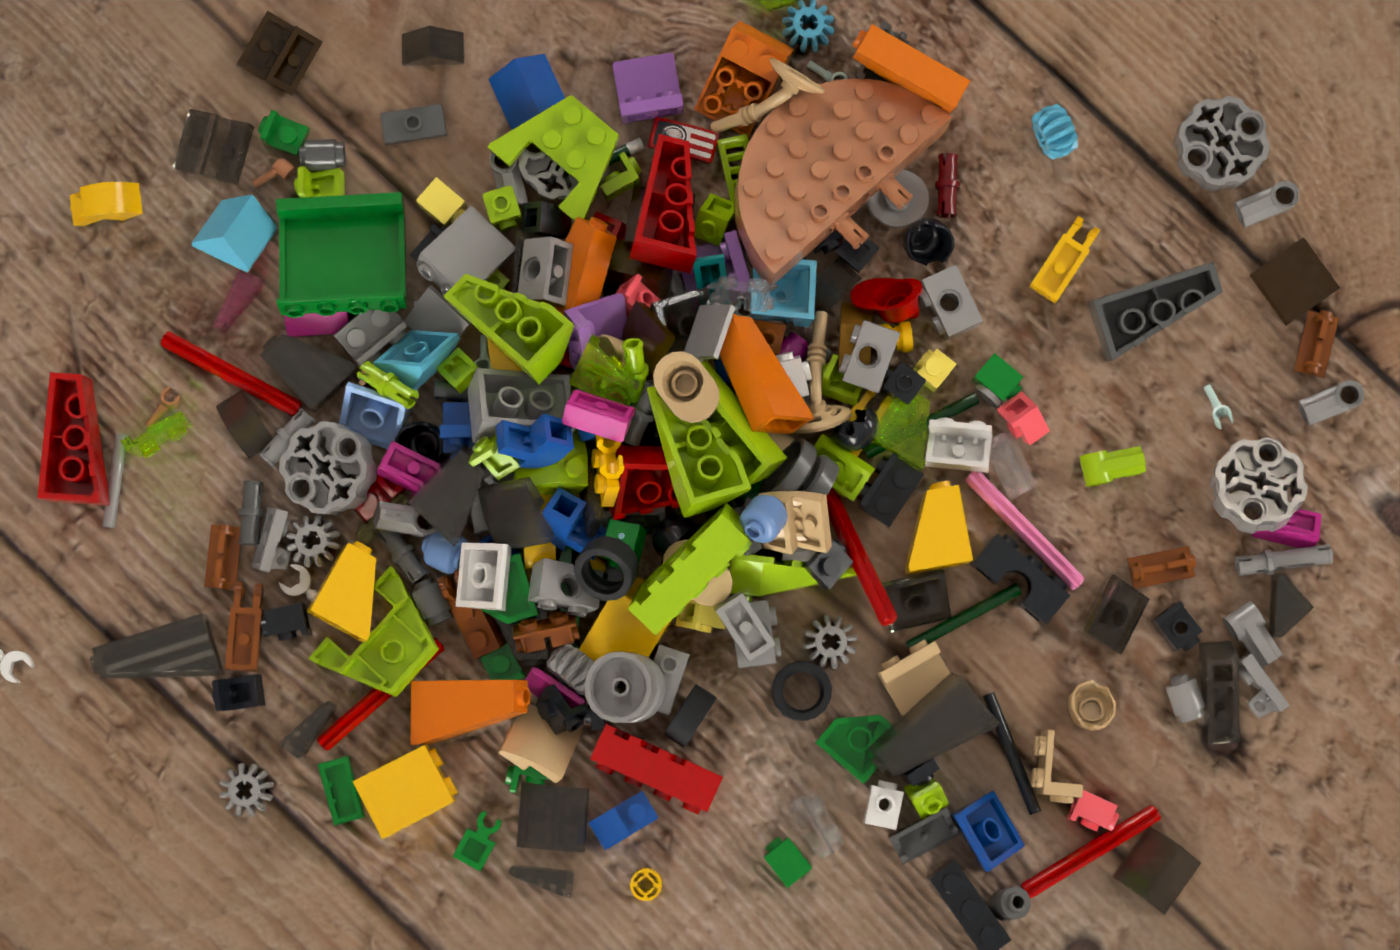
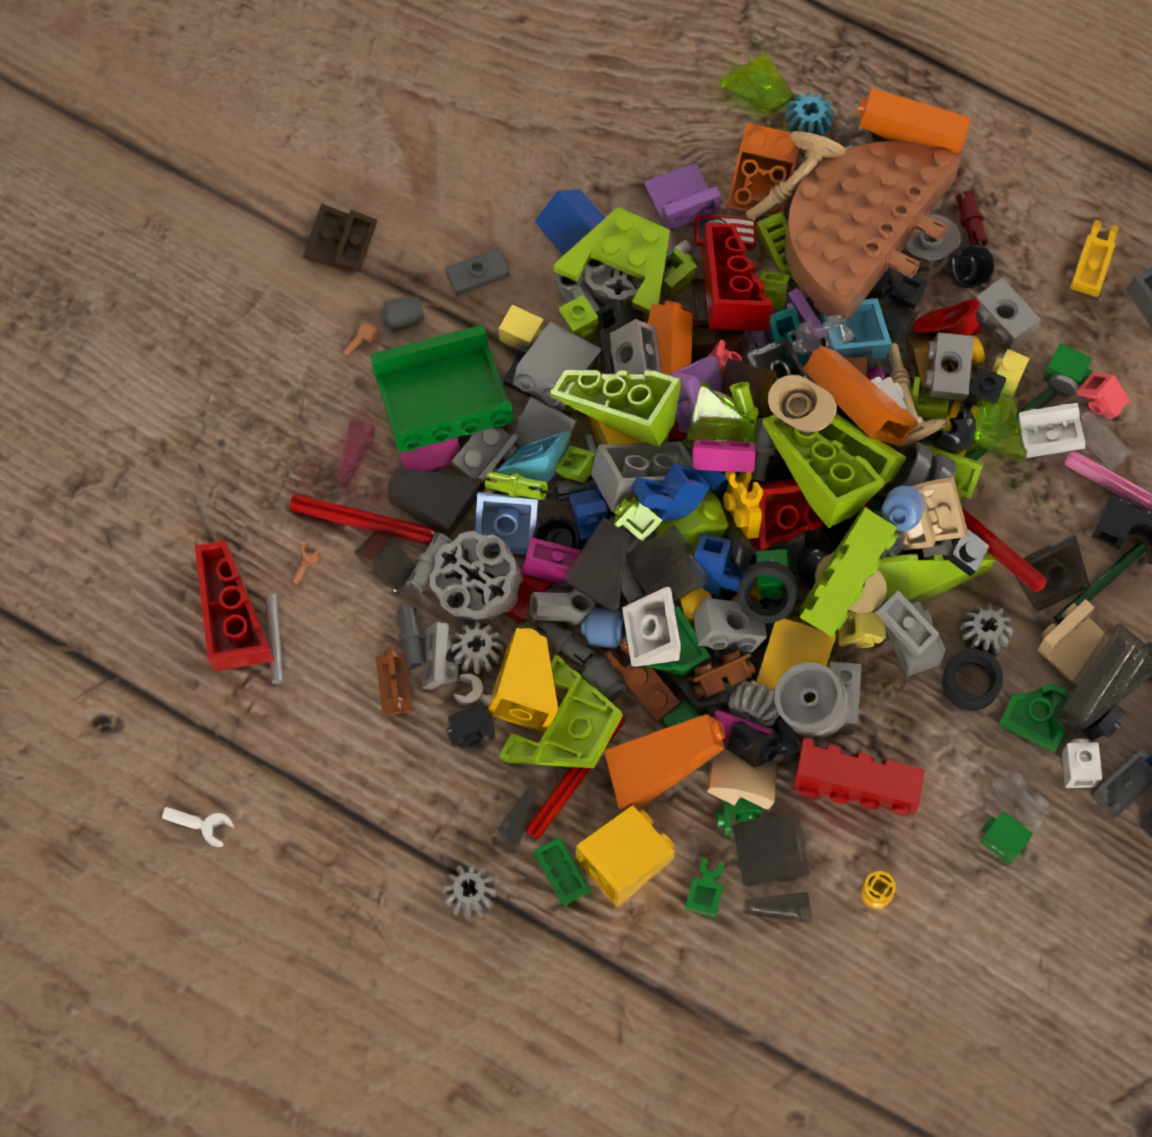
camera: 15 degrees left, 15 degrees down
(106, 202) = (210, 390): yellow brick -> none
(148, 443) = (310, 580): clear neon green wing -> none
(166, 651) = (357, 782): clear smoke slope -> none
(213, 147) = (298, 329): clear smoke slope -> none
(236, 232) = (339, 391): medium azure slope -> none
(238, 693) = (440, 802): black bracket -> none
(244, 631) = (431, 747): dark orange hinge -> none
(283, 133) = (360, 304): green bracket -> none
(319, 183) = (404, 335): lime bracket -> none
(432, 47) = (477, 203): clear smoke slope -> none
(623, 820) = (839, 834): blue brick -> none
(690, 715) = (876, 722): black tyre -> none
(709, 331) = (805, 360): light grey piece -> none
(890, 489) = (999, 487): black bracket -> none
(926, 798) = (1120, 746): lime bracket -> none
(939, 531) = (1059, 503): yellow slope -> none
(1054, 131) = (1053, 152): medium azure gear -> none

